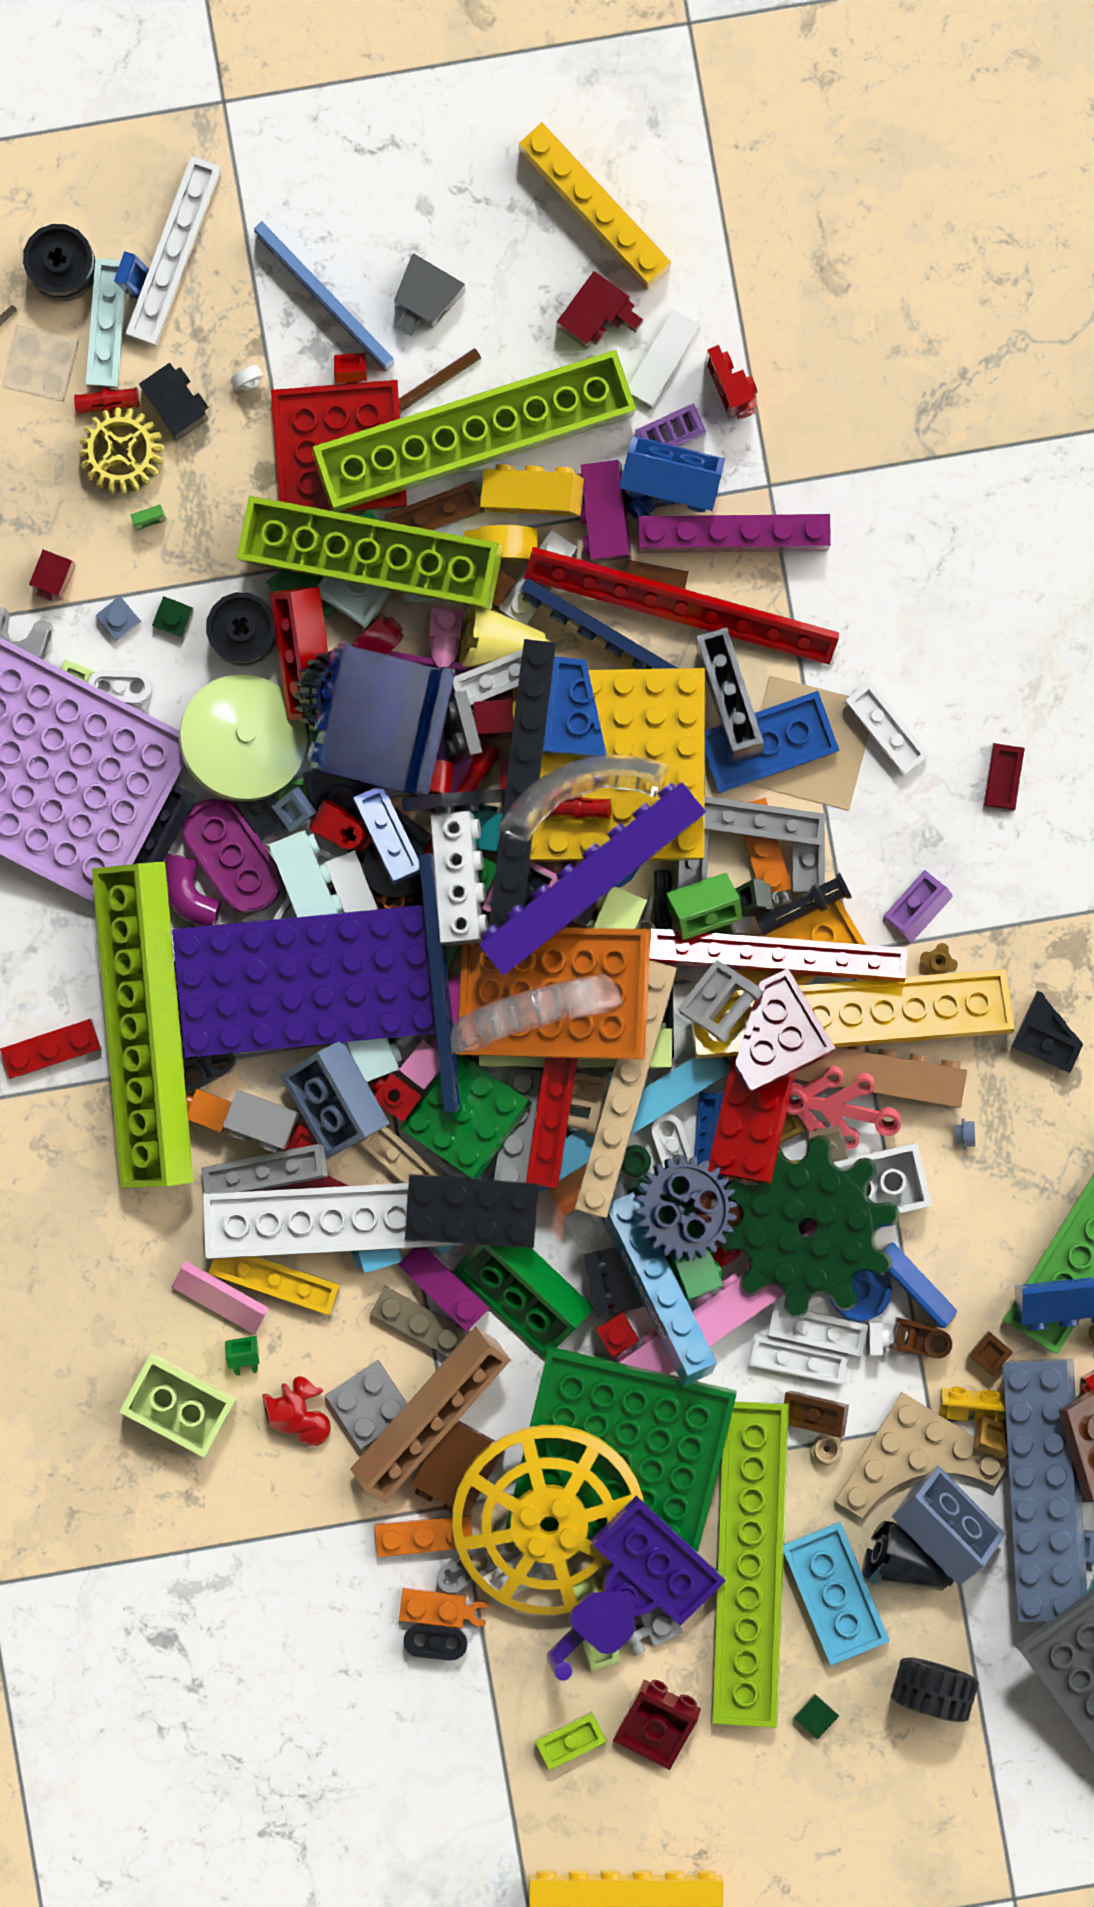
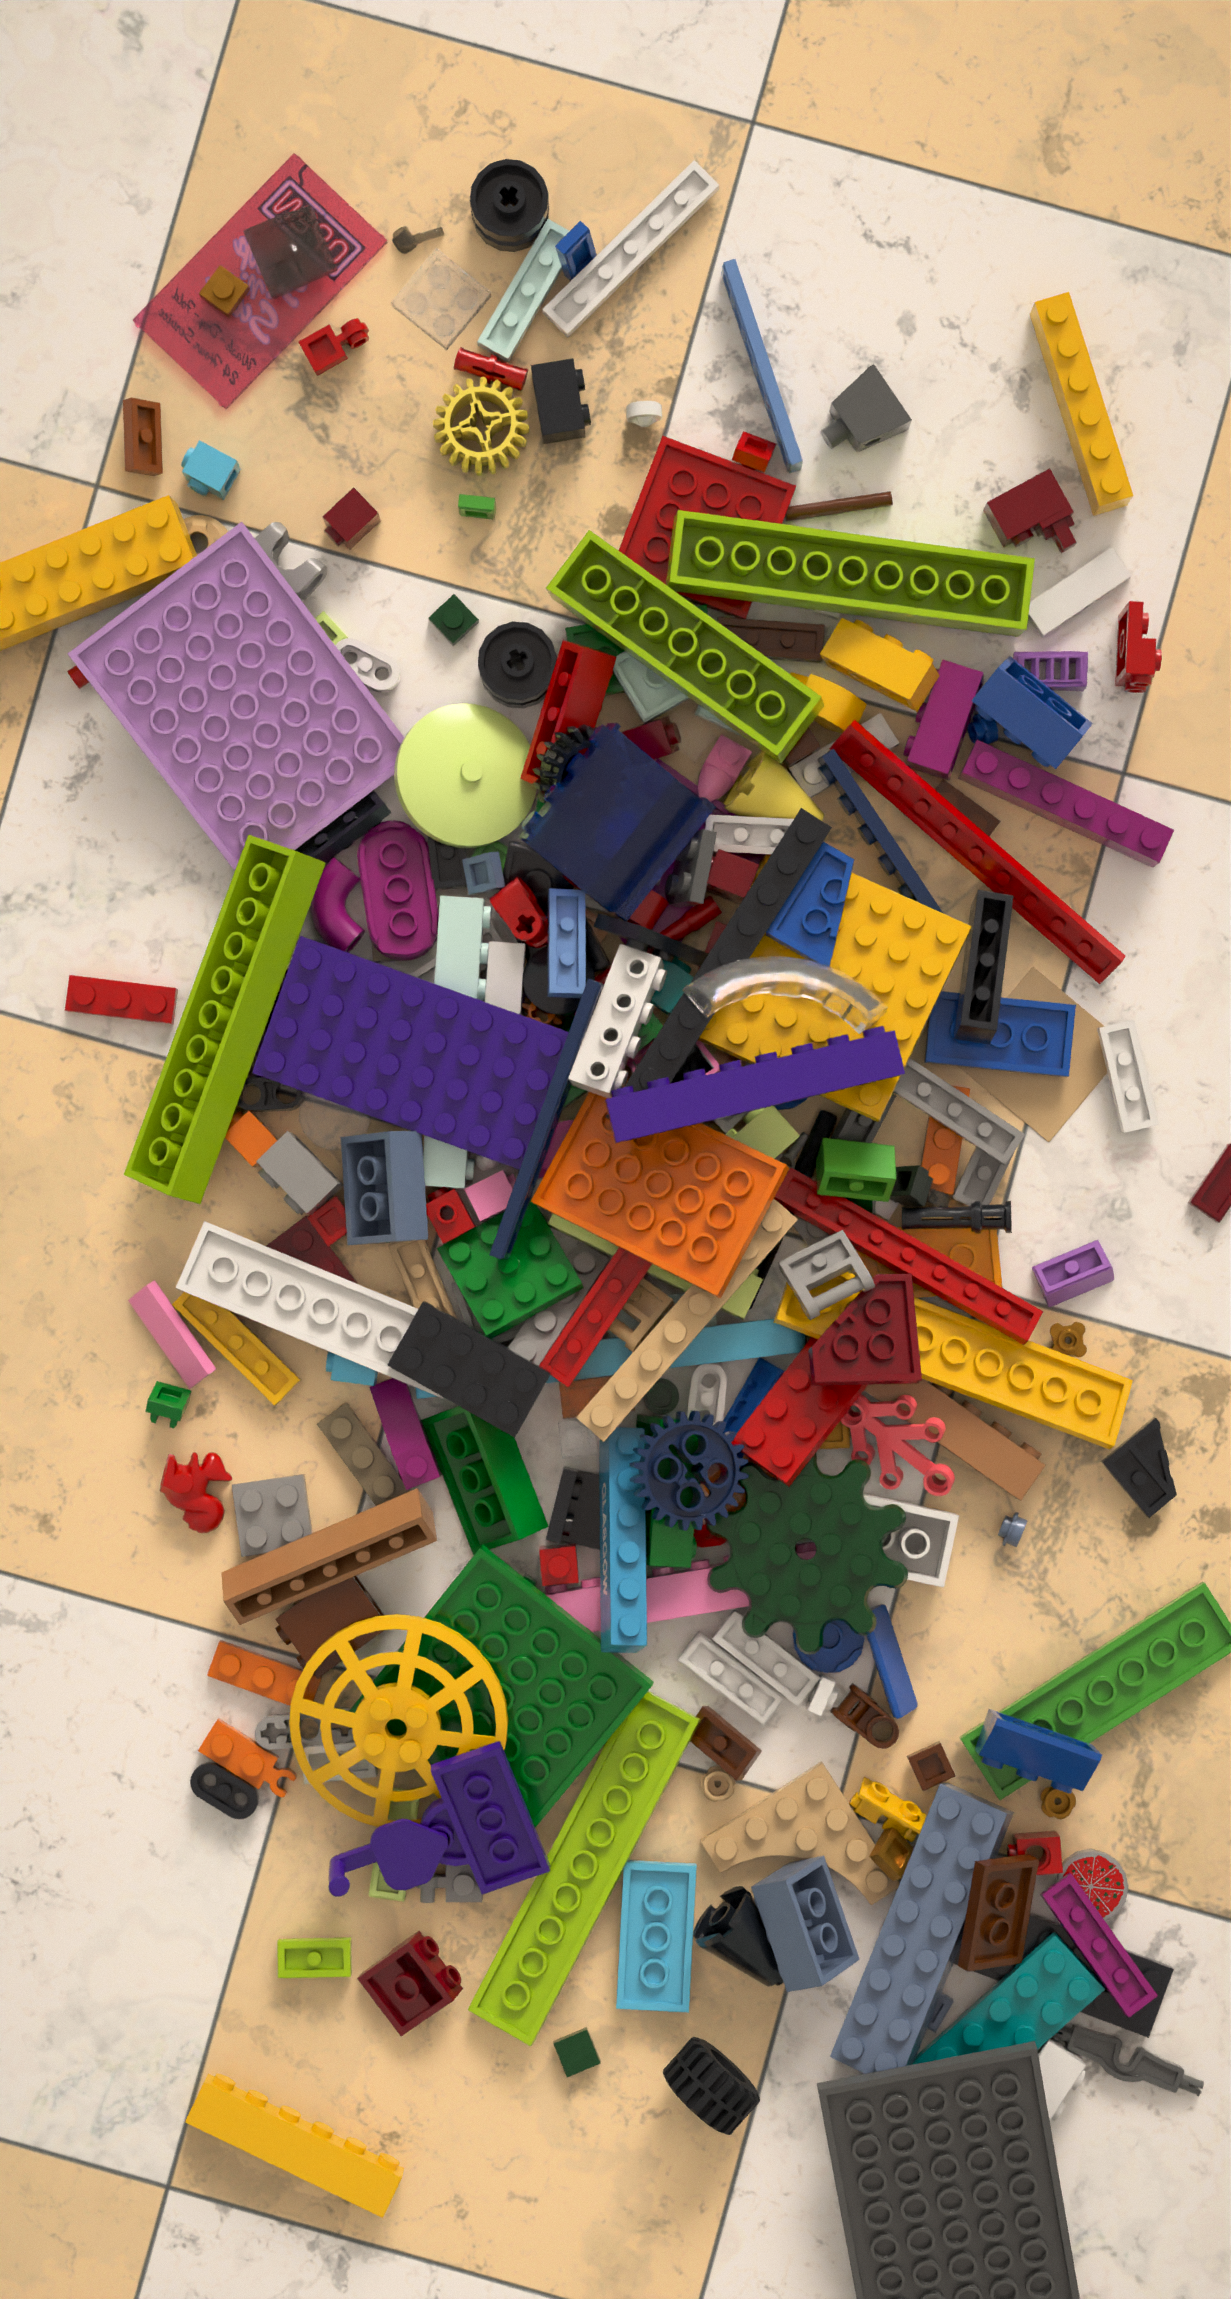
camera: 25 degrees right, 0 degrees up
(118, 618) = (397, 595): sand blue plate -> none
(178, 1405) = (77, 1424): yellowish green brick -> none
(266, 1171) = (280, 1228): light grey plate -> none
(534, 1010) = (630, 1193): clear brick -> none
(583, 808) = (780, 1010): red pin -> none
(835, 1135) = (878, 1473): dark tan plate -> none

